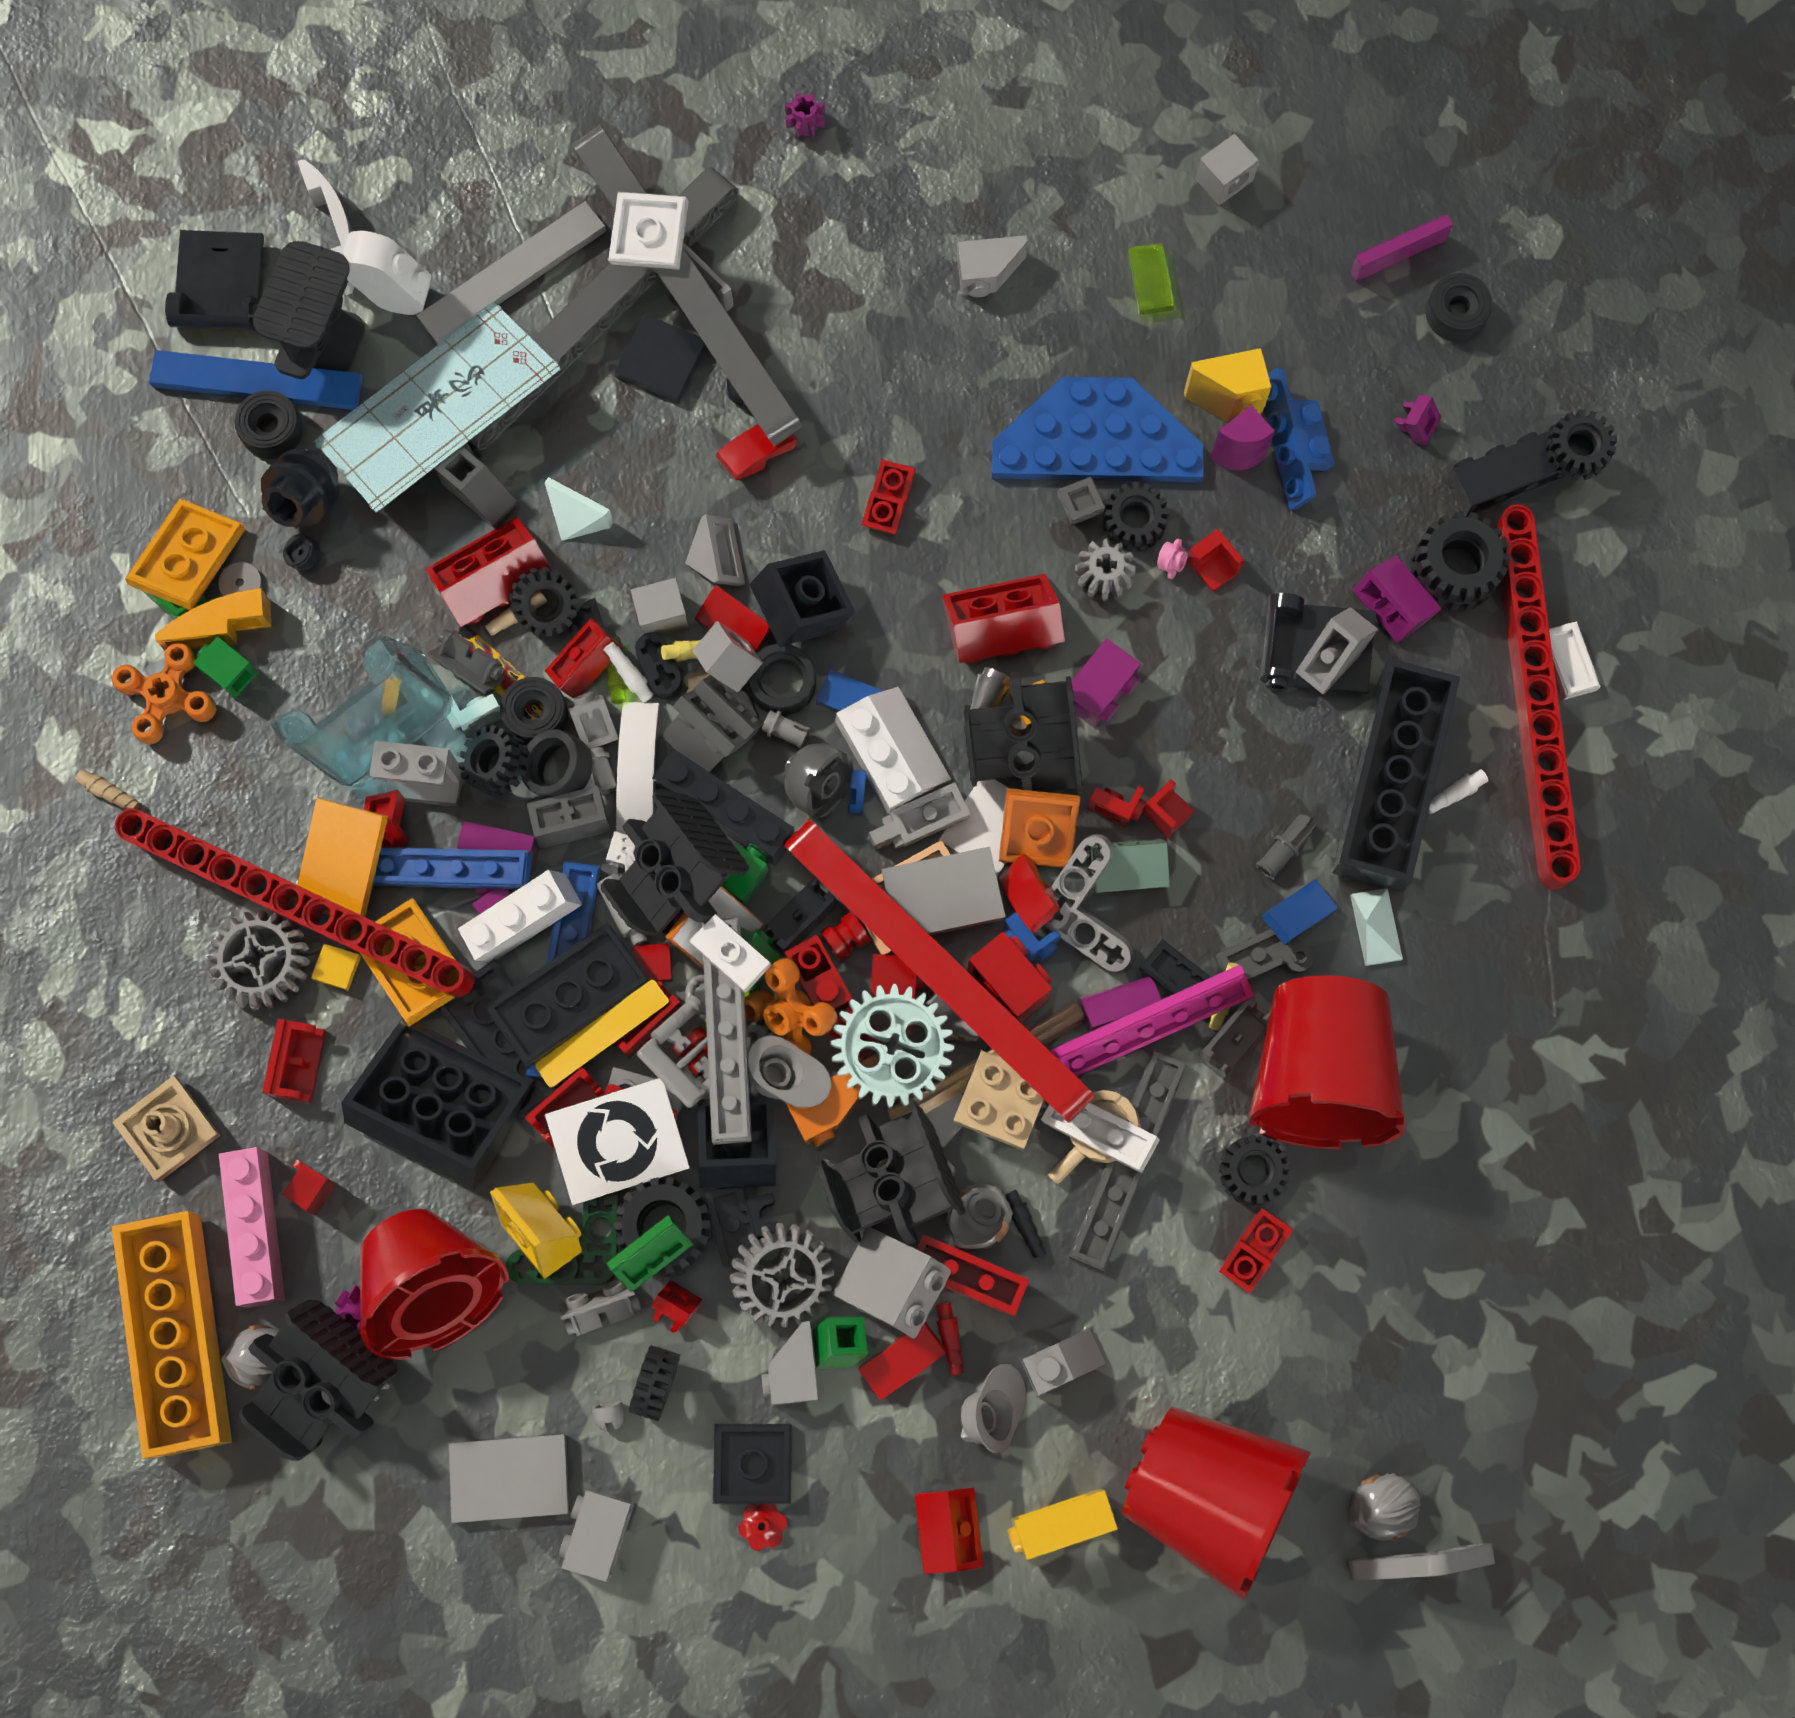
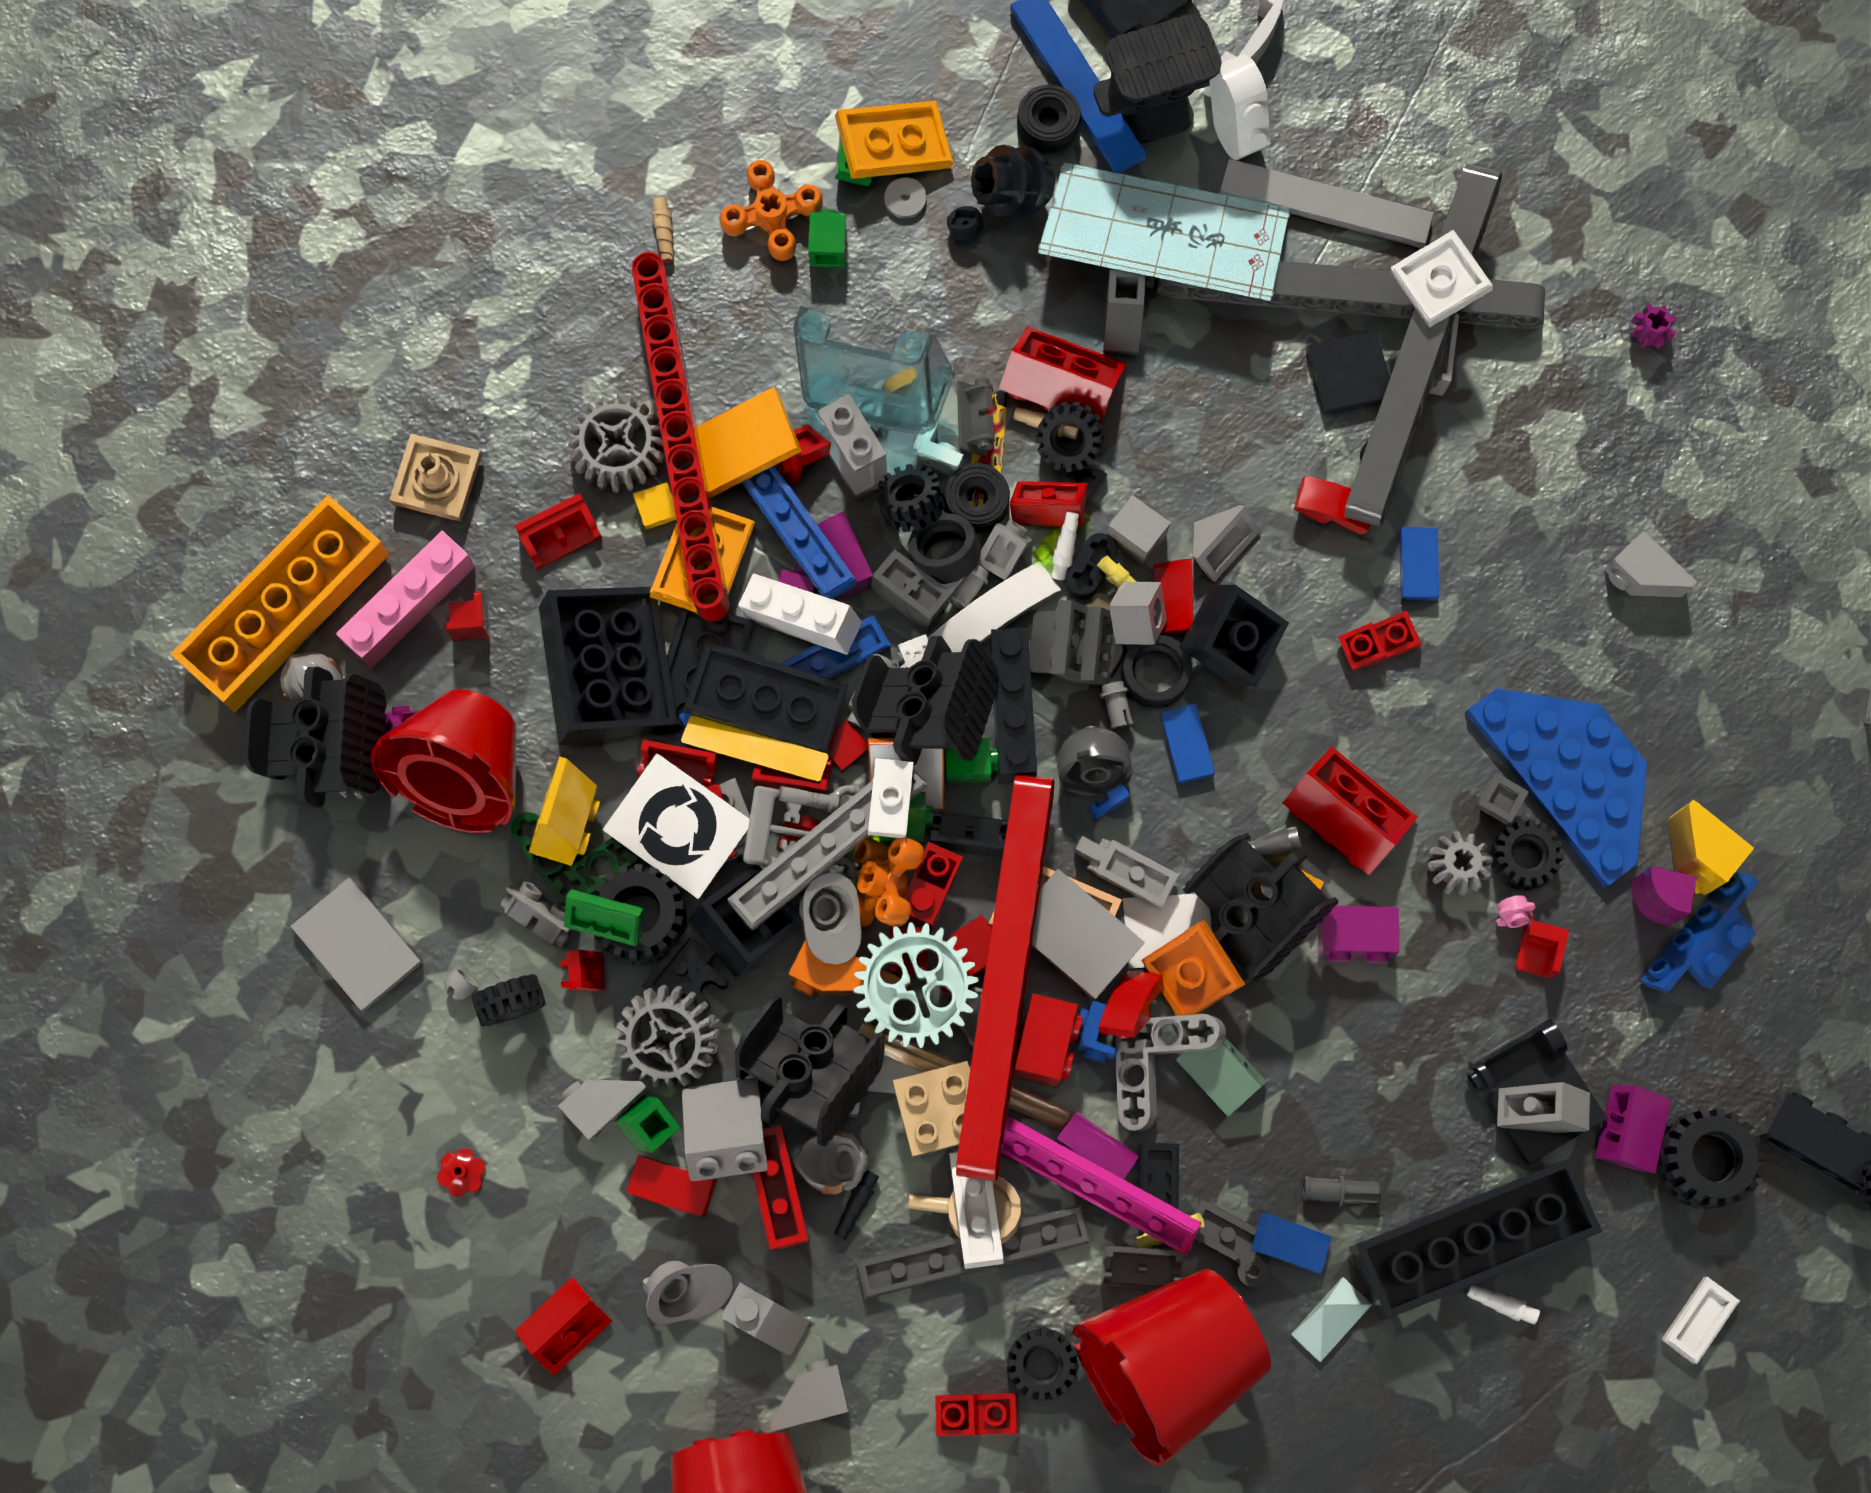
camera: 50 degrees right, 0 degrees up
(218, 618) = (861, 204): light orange slope -> none
(576, 513) = (1164, 404): light aqua slope -> none
(596, 1535) = (359, 1045): light grey brick -> none
(752, 1464) = (503, 1127): black tile -> none
(845, 936) = (980, 882): red wheel -> none
(851, 423) = (1419, 563): none -> blue tile
(891, 748) = (1168, 802): white slope -> none
(950, 1337) = (719, 1211): red animal -> none
(1062, 1524) = (629, 1413): yellow window -> none
(1112, 807) = (1260, 1017): red bracket -> none
(1150, 279) = (1748, 713): clear neon green tile -> none
(1151, 1369) = (812, 1397): none -> light grey slope
(1167, 810) = (1293, 1068): red panel -> none
(1421, 419) = (1811, 1034): magenta tile -> none
(1540, 712) = (1625, 1317): red beam -> none

